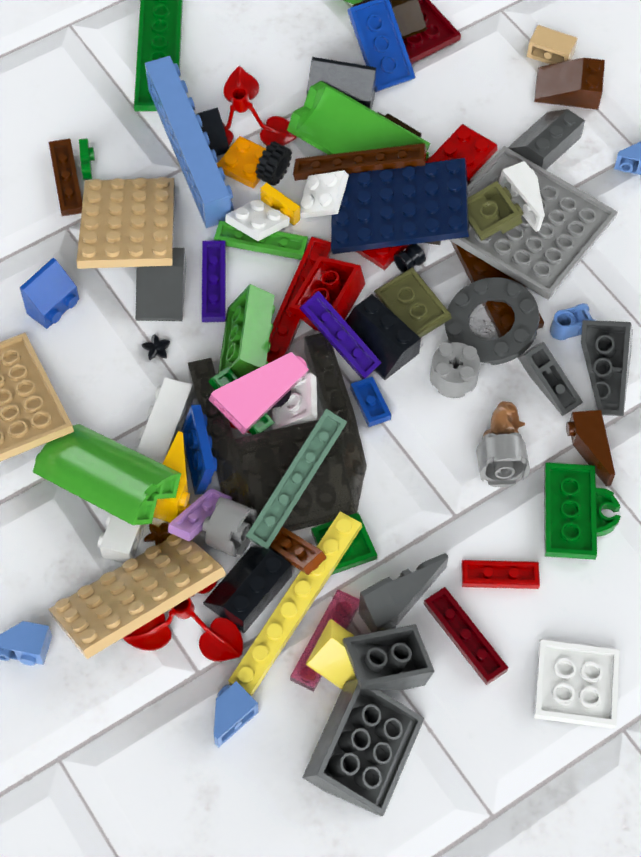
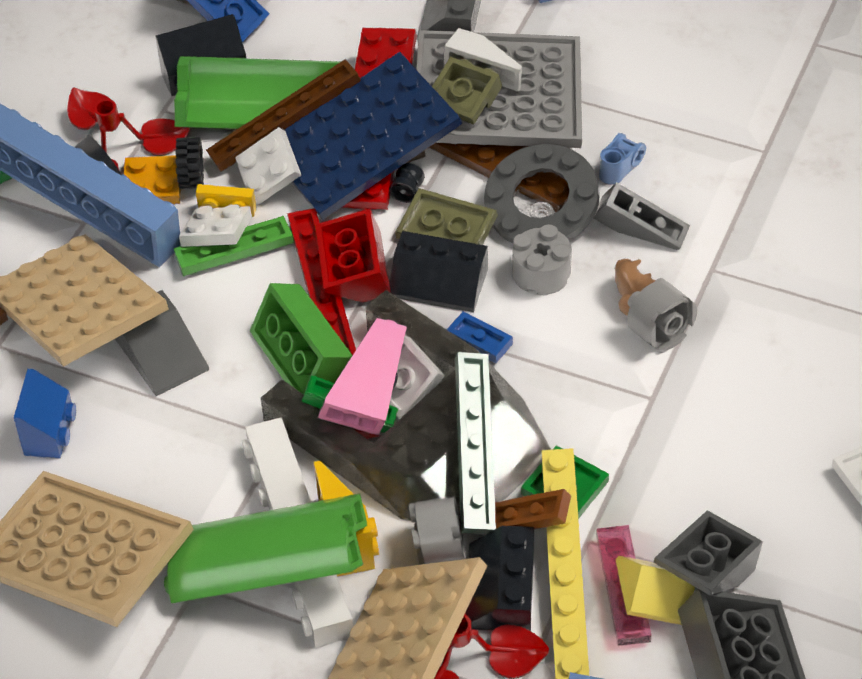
camera: 30 degrees left, 10 degrees down
(156, 347) = (204, 409): black plant -> none
(157, 534) = (362, 588): reddish brown plant -> none
(191, 520) = (395, 539): lavender plate -> none
(198, 449) = (344, 464): blue plate -> none
(213, 281) = (215, 311): dark purple plate -> none
(340, 335) = (404, 283): dark purple plate -> none
(389, 601) = (659, 503): dark grey wedge -> none
(465, 636) = (757, 499): dark red plate -> none
(500, 574) = (741, 425): red tile -> none
(574, 511) = (765, 326): green plate -> none
(591, 441) = (730, 255): reddish brown slope -> none
(607, 358) = (683, 170): dark grey wedge -> none

